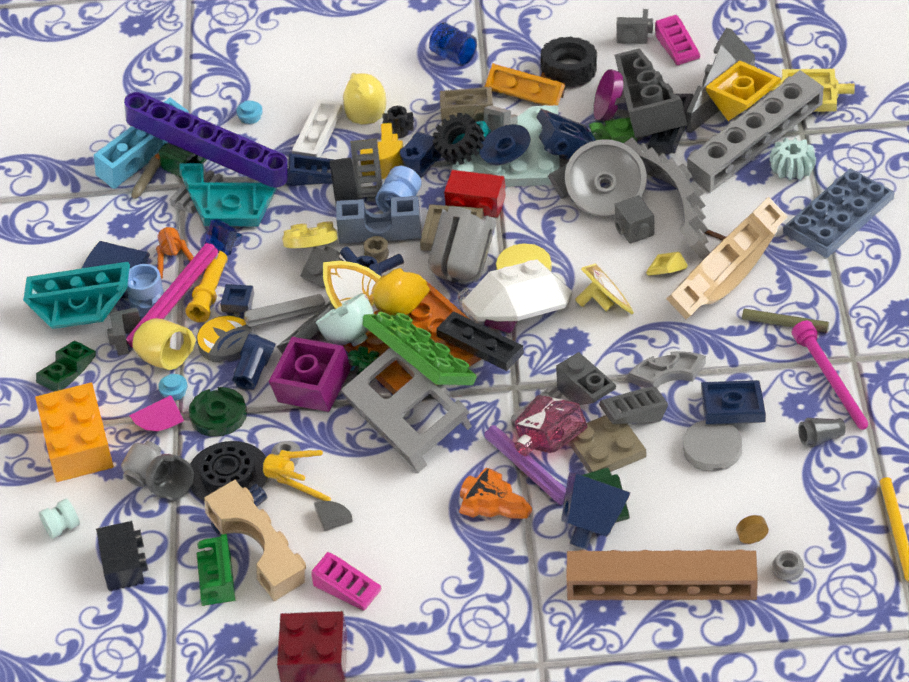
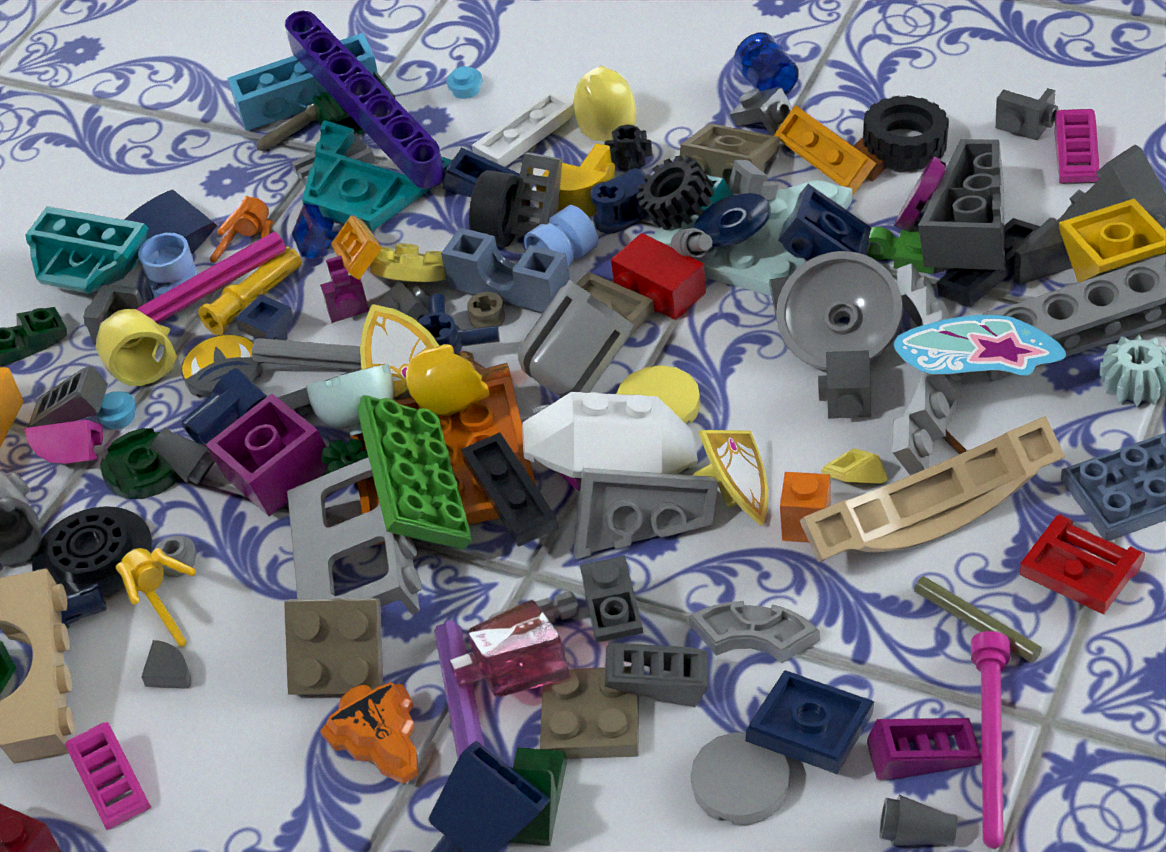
camera: 30 degrees right, 0 degrees up
(146, 385) = (71, 400): none -> dark grey slope
(251, 395) = (183, 455): none -> dark grey cone
(270, 235) = (356, 246): none -> light orange tile
(279, 267) = (344, 293): none -> magenta plate
(436, 461) = (333, 645): none -> dark tan plate
(467, 70) = (766, 106): none -> dark grey bracket
(490, 165) = (691, 243): none -> light grey cylinder
(559, 325) = (635, 506): none -> light grey wing
(653, 292) = (800, 497): none -> orange brick
(703, 171) = (977, 345): none -> sticker
(795, 395) = (892, 754): none -> magenta slope
(824, 273) = (1077, 572): none -> red plate

